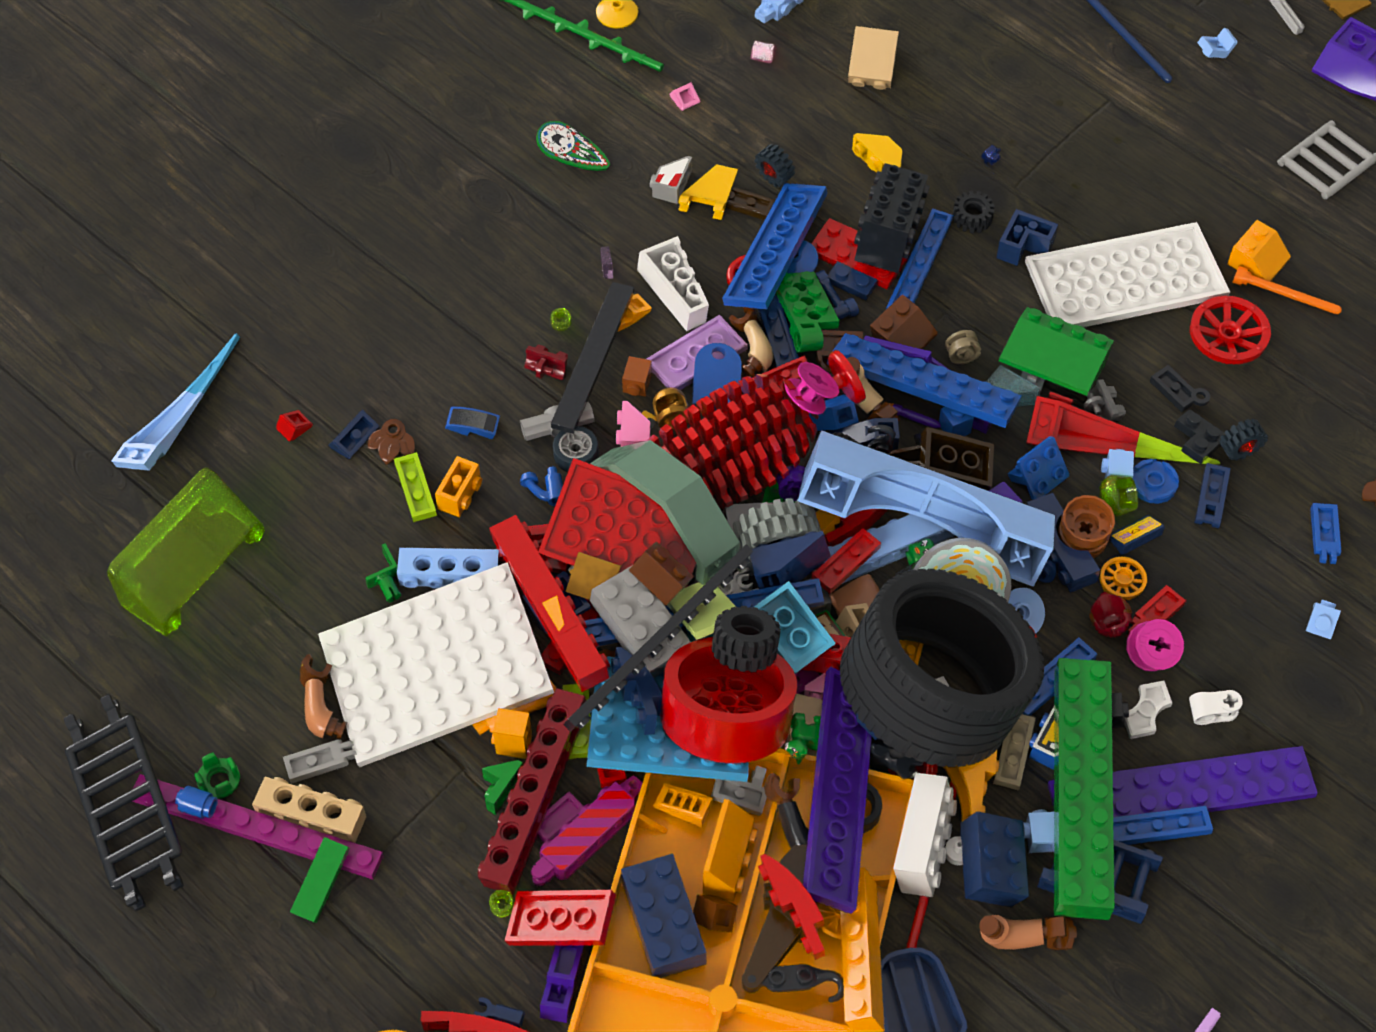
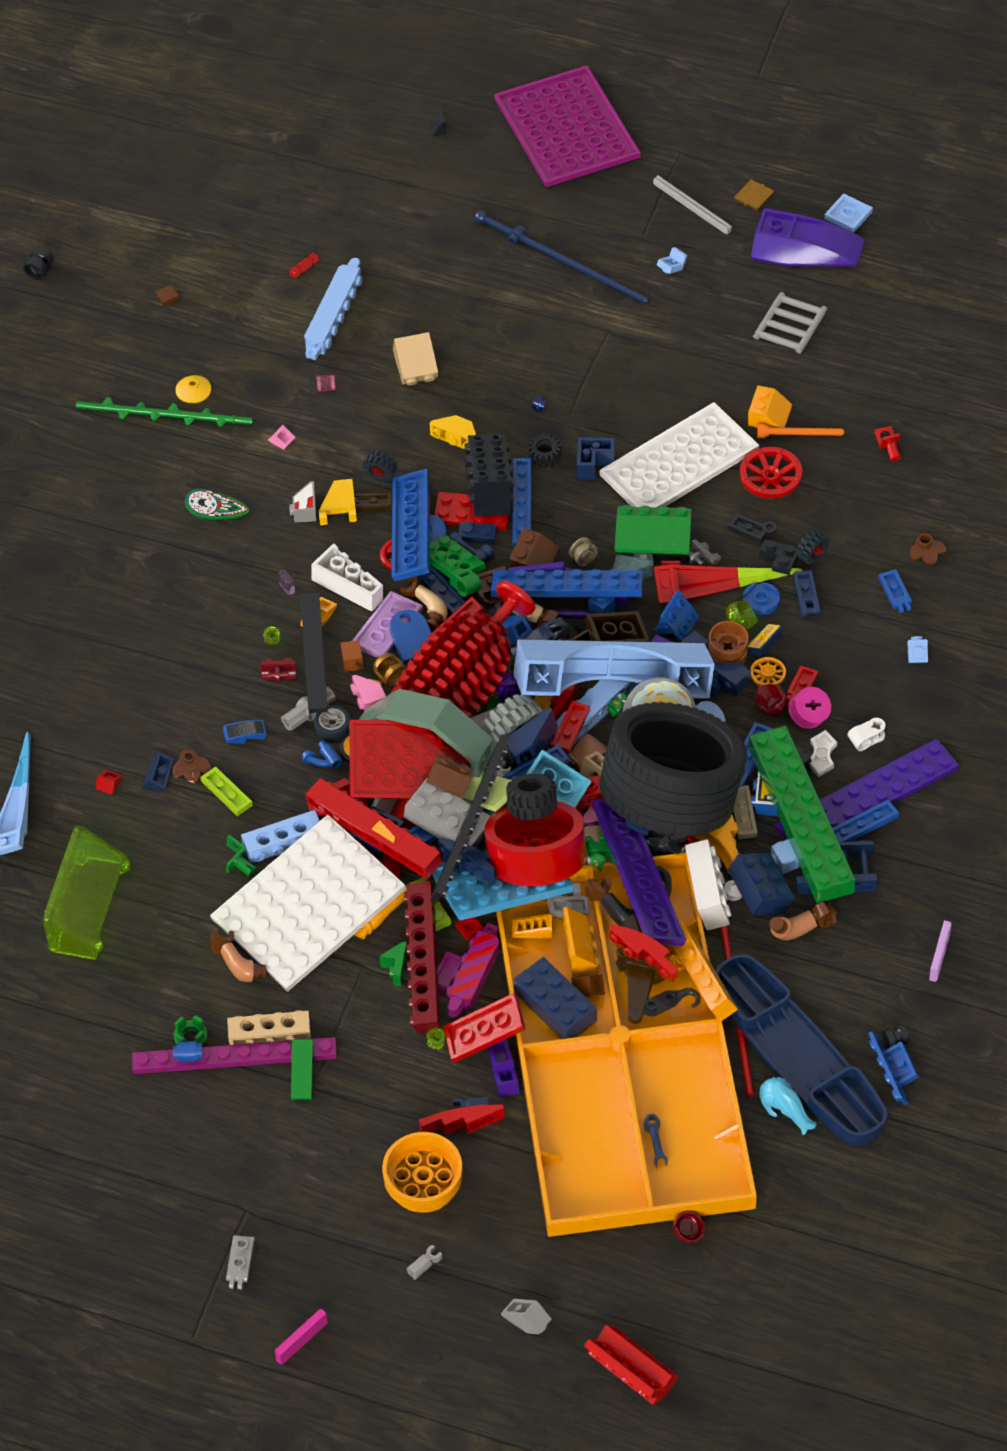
camera: 20 degrees left, 5 degrees down
(164, 860) = (114, 1091): black bar -> none
(318, 760) = (257, 996): light grey hinge -> none
(458, 487) = (260, 778): light orange brick -> none
(511, 733) = (388, 926): light orange brick -> none
(589, 573) = (394, 799): pearl gold piece -> none
(813, 386) = (497, 612): dark pink piece -> none
(1118, 463) = (731, 593): light blue brick -> none

